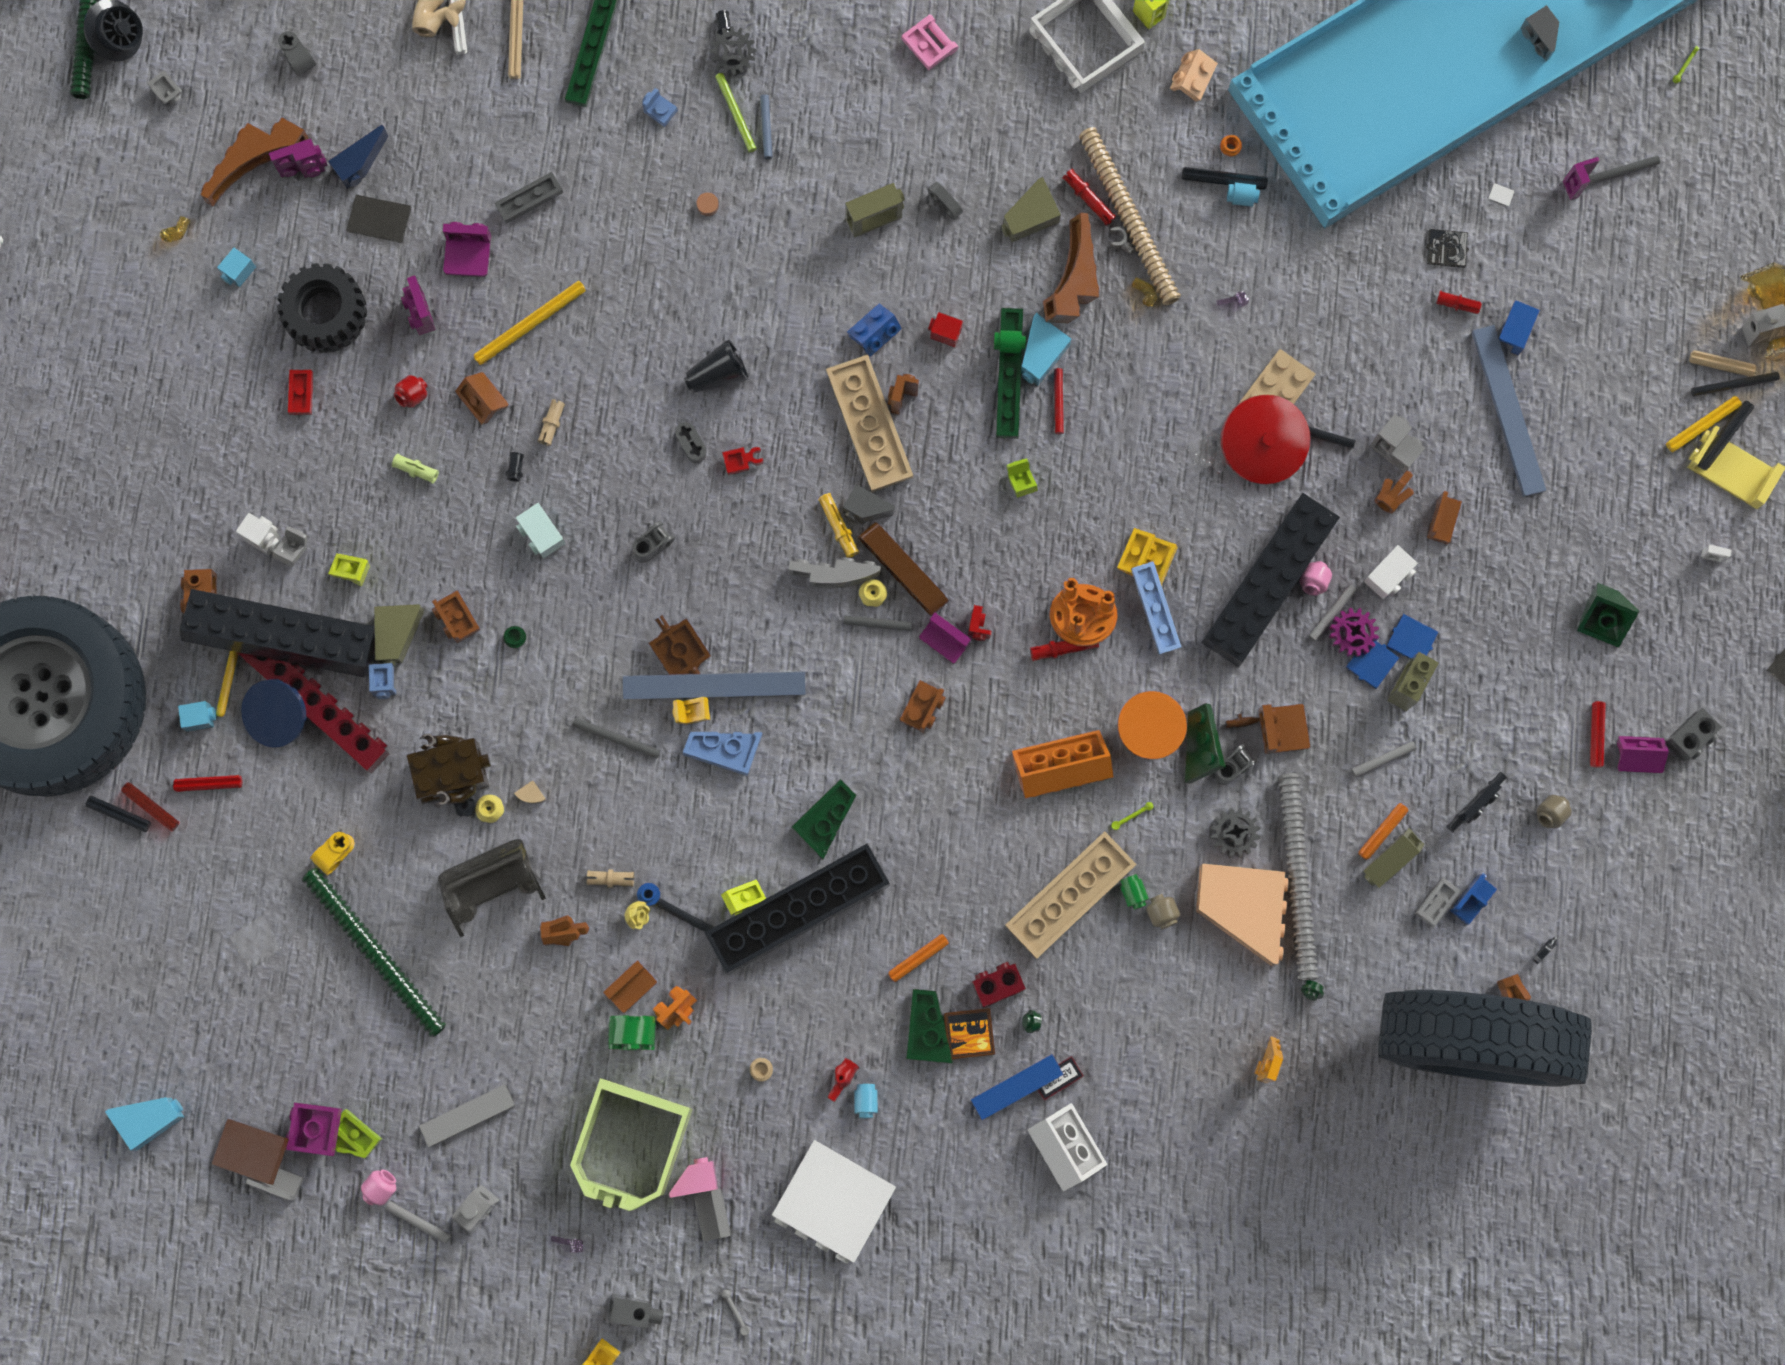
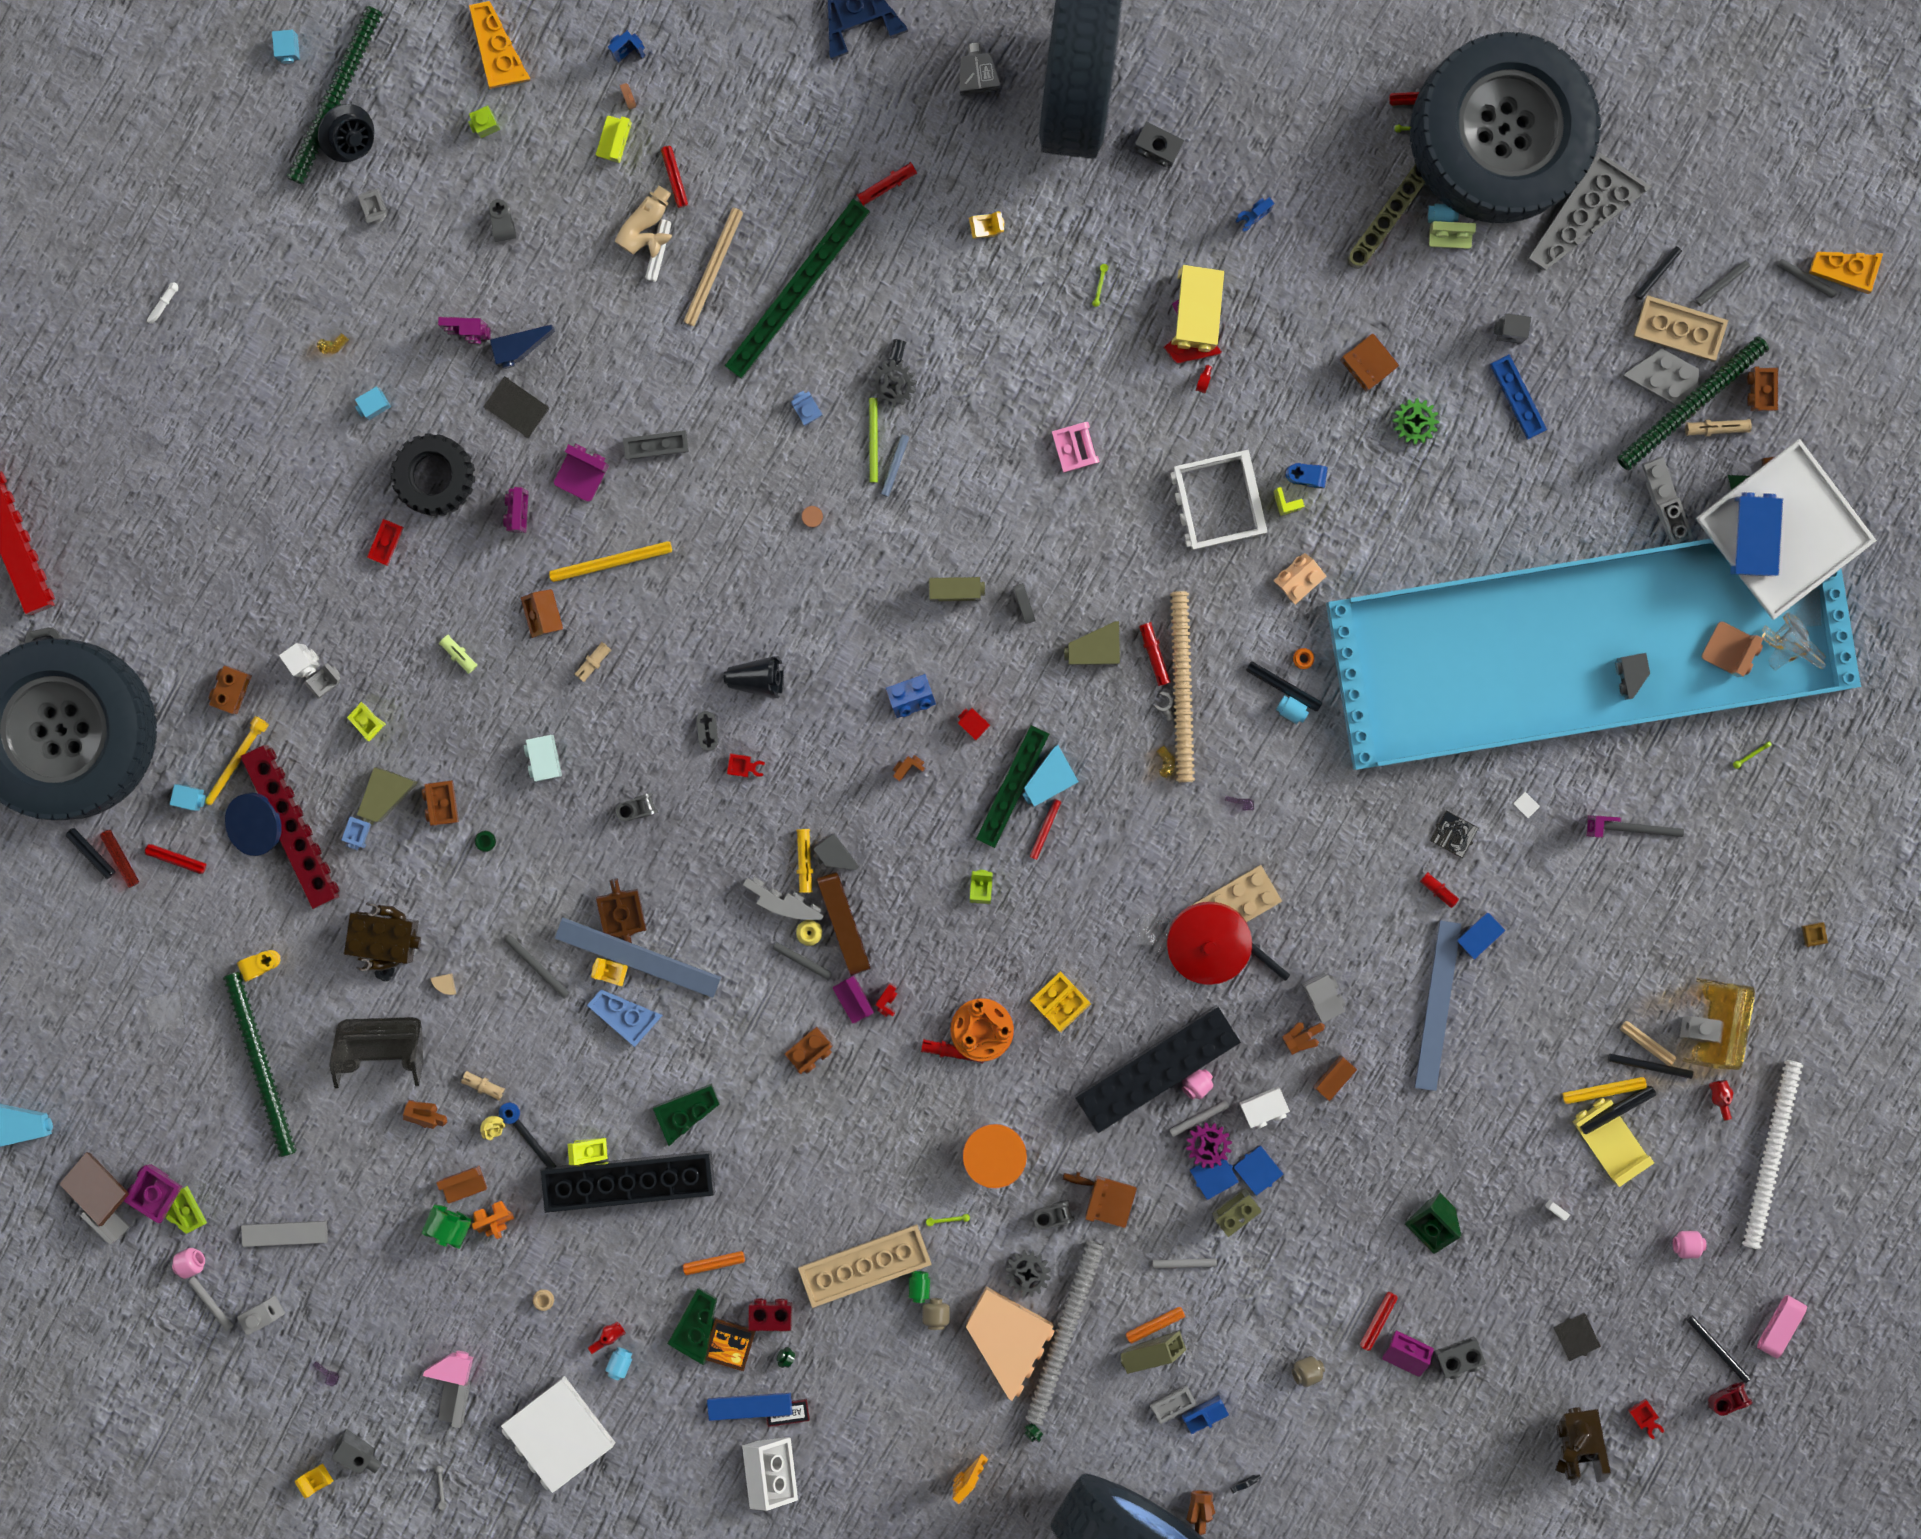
camera: 30 degrees right, 10 degrees up
(249, 152) = (426, 297): dark orange arch -> none
(277, 633) = (281, 758): black brick -> none
(410, 391) = (481, 583): red head -> none
(492, 815) = (411, 982): light yellow plate -> none
(515, 467) = (545, 689): black pin -> none
(609, 1195) = (377, 1353): yellowish green container -> none
(869, 423) = (870, 780): tan plate -> none
(1009, 341) = (1022, 761): green brick -> none
(1062, 764) = (906, 1151): orange slope -> none
(1079, 278) = (1111, 726): dark orange arch -> none
(1156, 607) = (1046, 1051): light blue plate -> none
(1203, 744) = (1033, 1187): dark green wing -> none
(1482, 799) = (1251, 1336): black plate -> none

